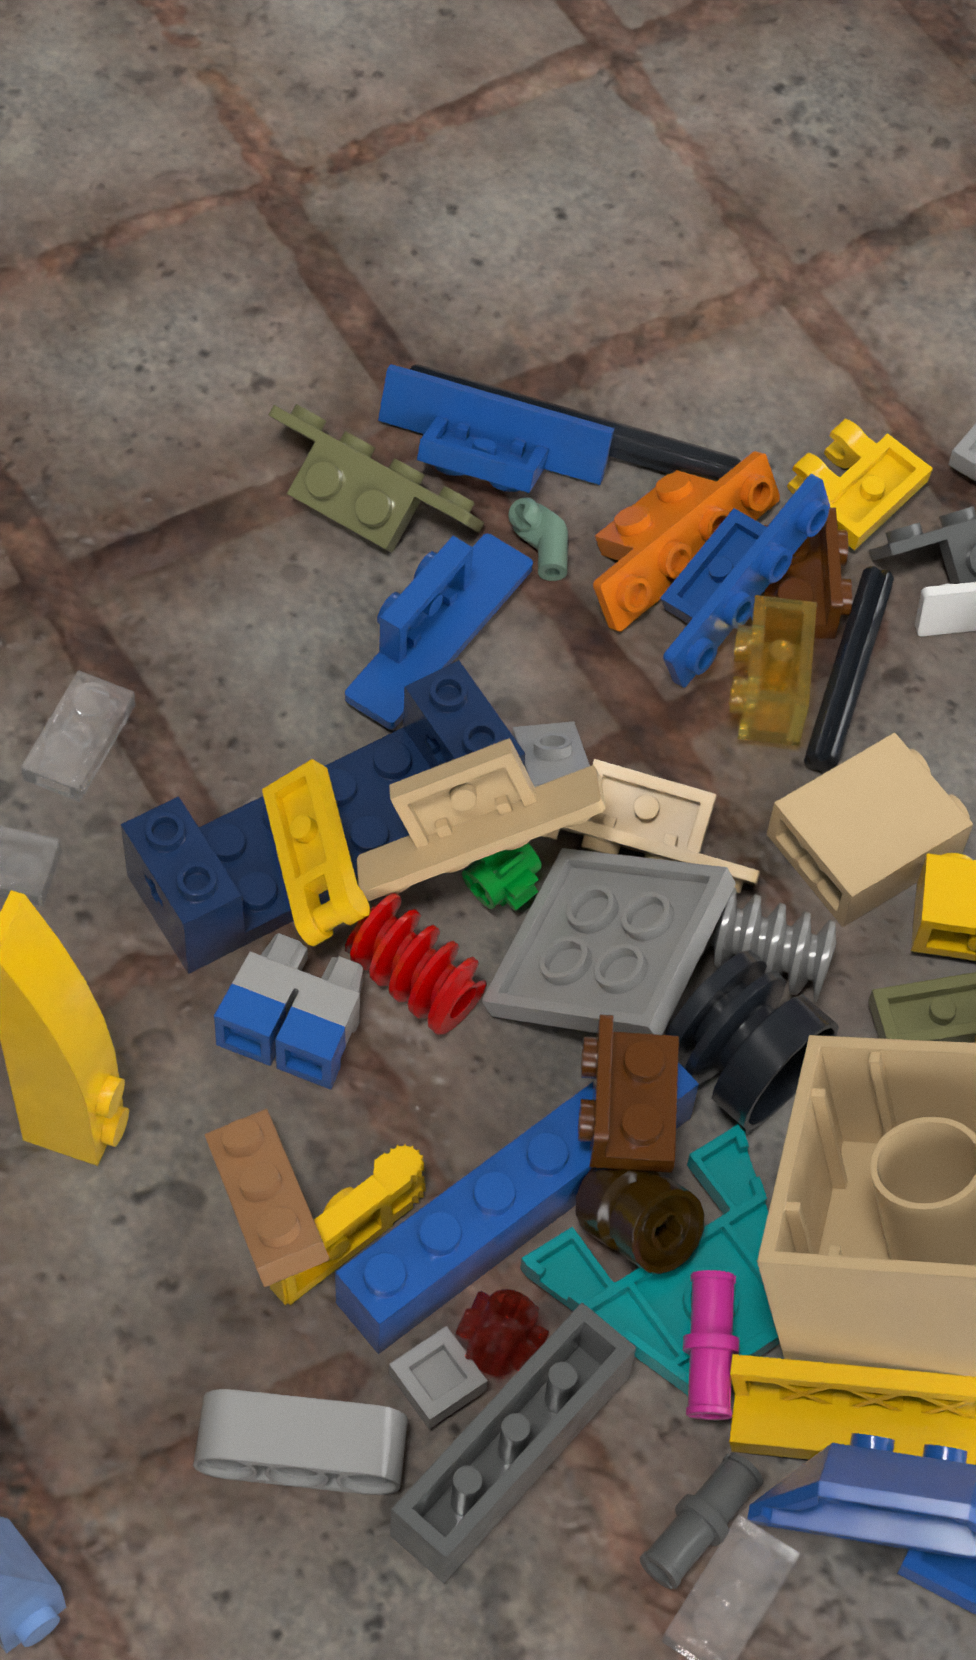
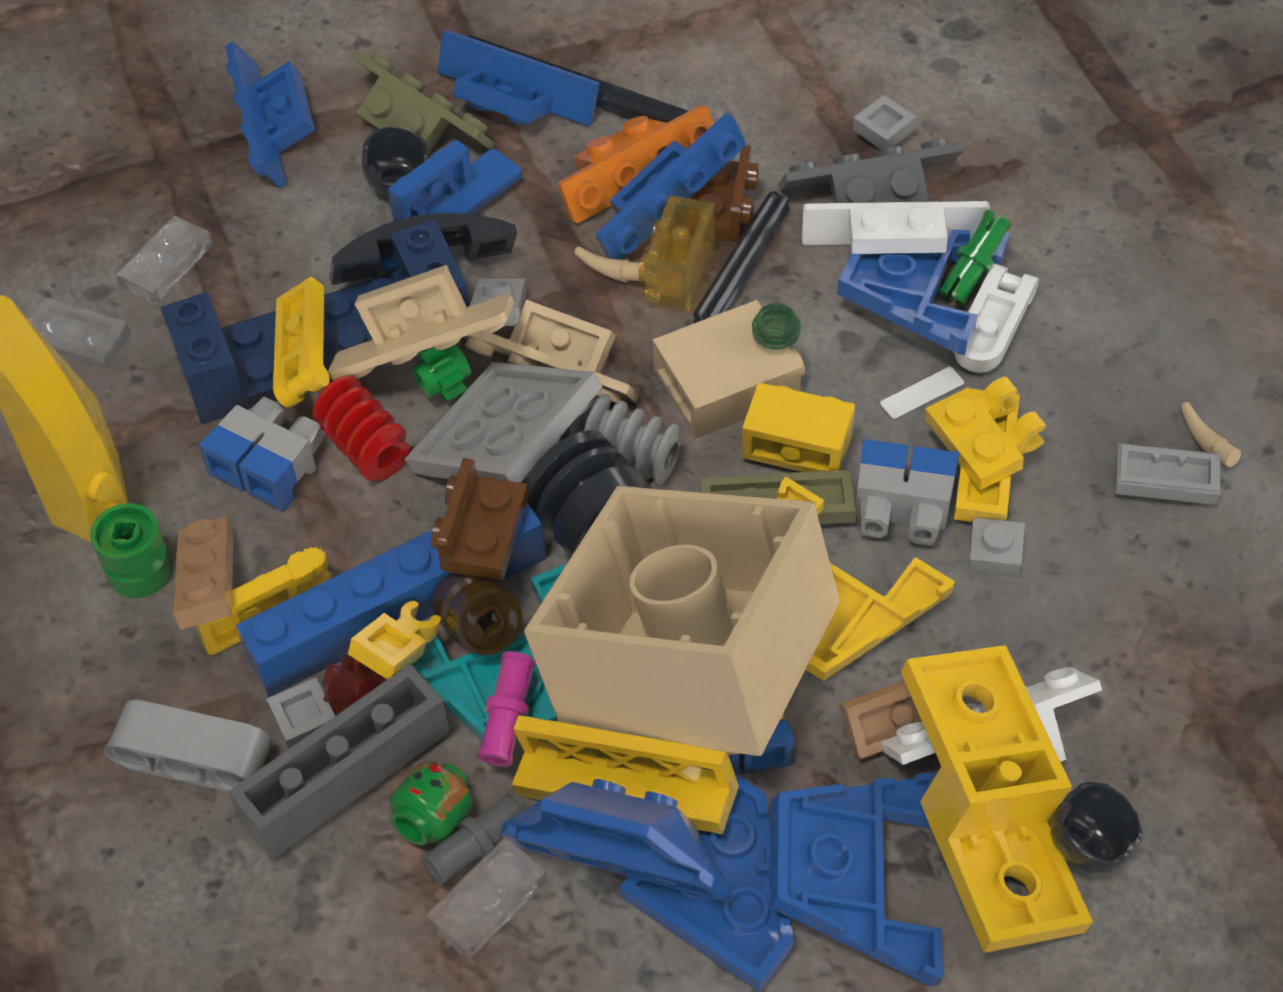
camera: 15 degrees right, 5 degrees down
(157, 1174) = (131, 550): none -> green wheel
(176, 497) = (271, 109): none -> blue bracket
(364, 565) = (390, 155): none -> black hair
(496, 665) = (479, 234): none -> black slope
(545, 533) = (536, 152): sand green arm -> none
(547, 1271) = (392, 644): none -> yellow plate
(637, 1482) = (430, 803): none -> green head
(686, 695) = (613, 268): none -> tan helmet
(874, 486) = (789, 136): yellow plate -> none
(939, 760) = (777, 317): none -> clear green plate

